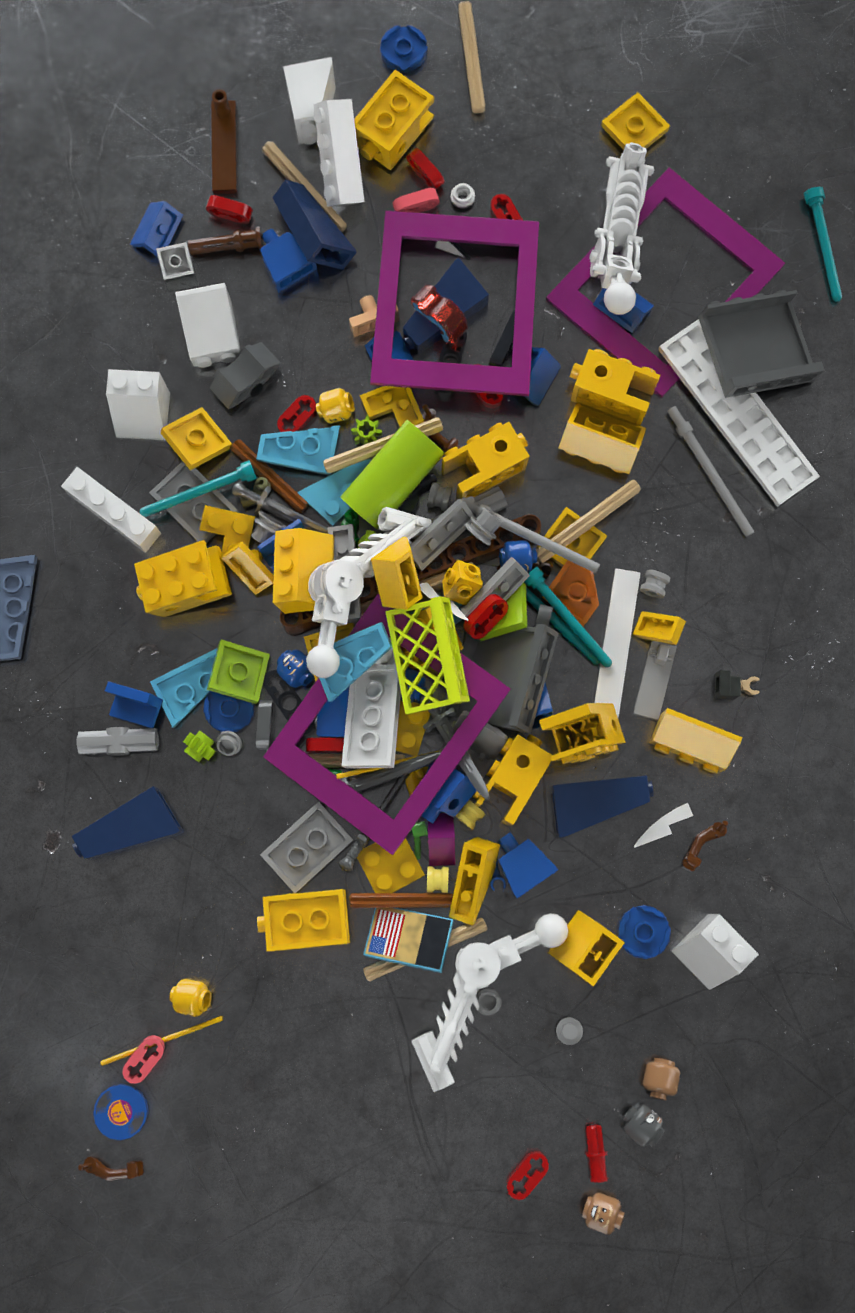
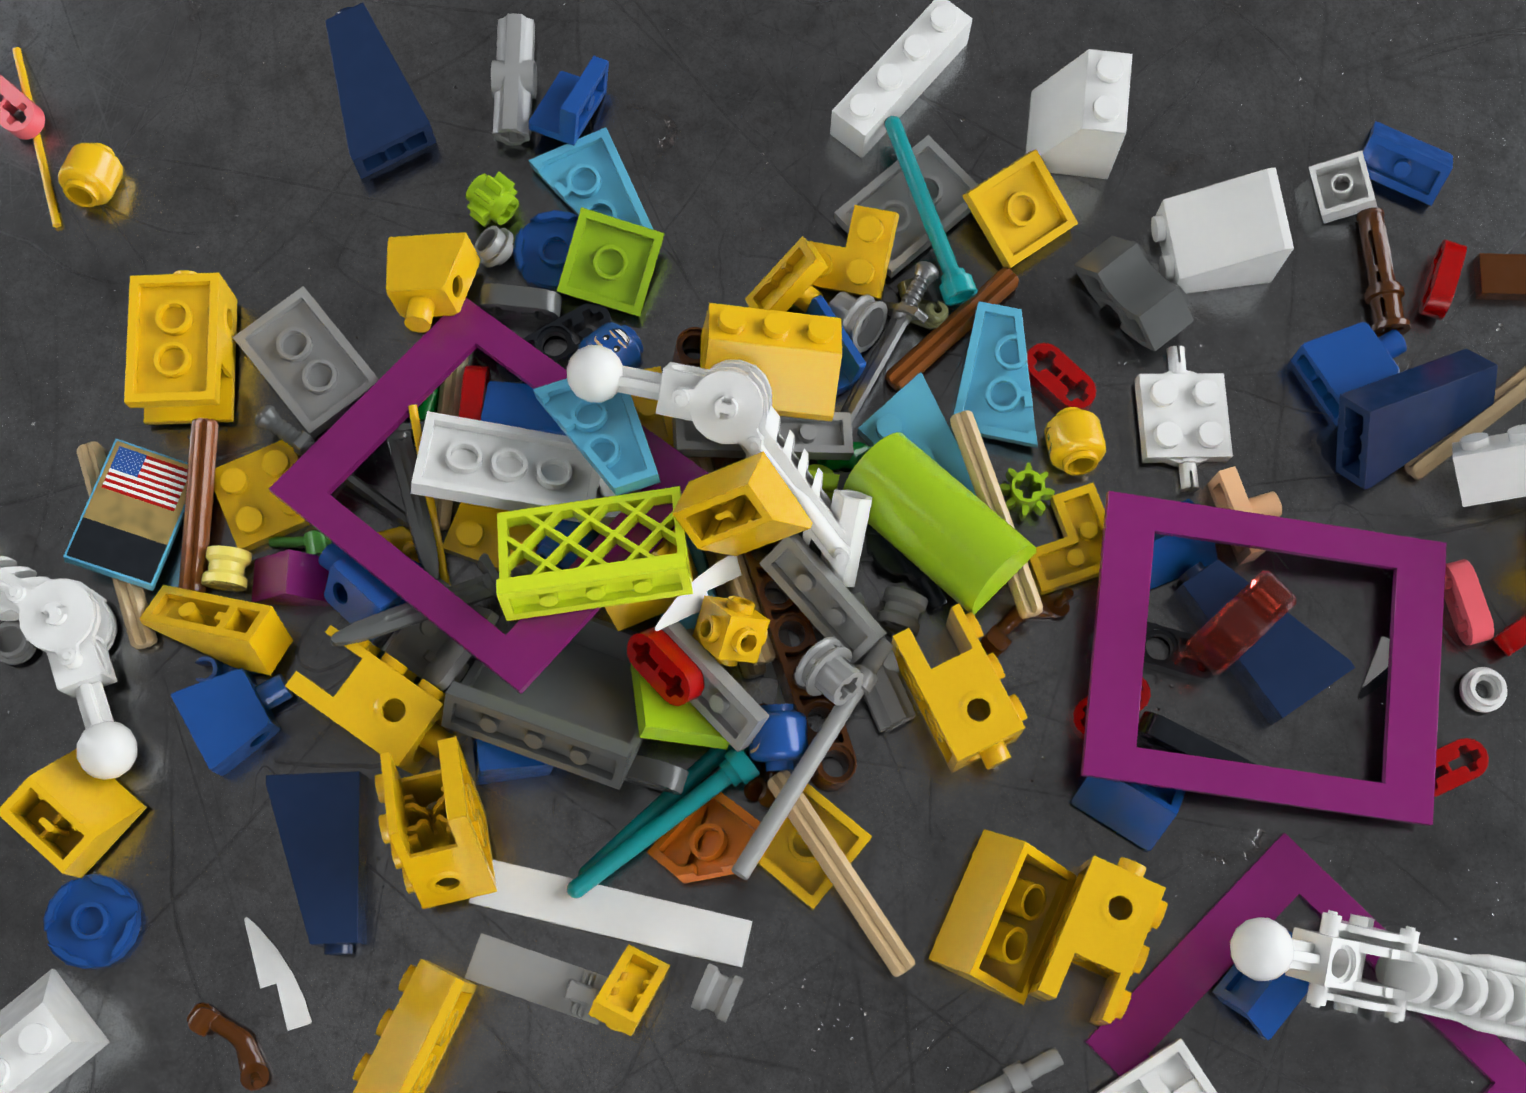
camera: 90 degrees right, 5 degrees down
(182, 579) = (770, 175): yellow torso -> none
(253, 777) = (429, 276): none -> yellow torso
(317, 349) = (1183, 418): none -> white plate
(470, 814) = (319, 622): light yellow wheel -> none

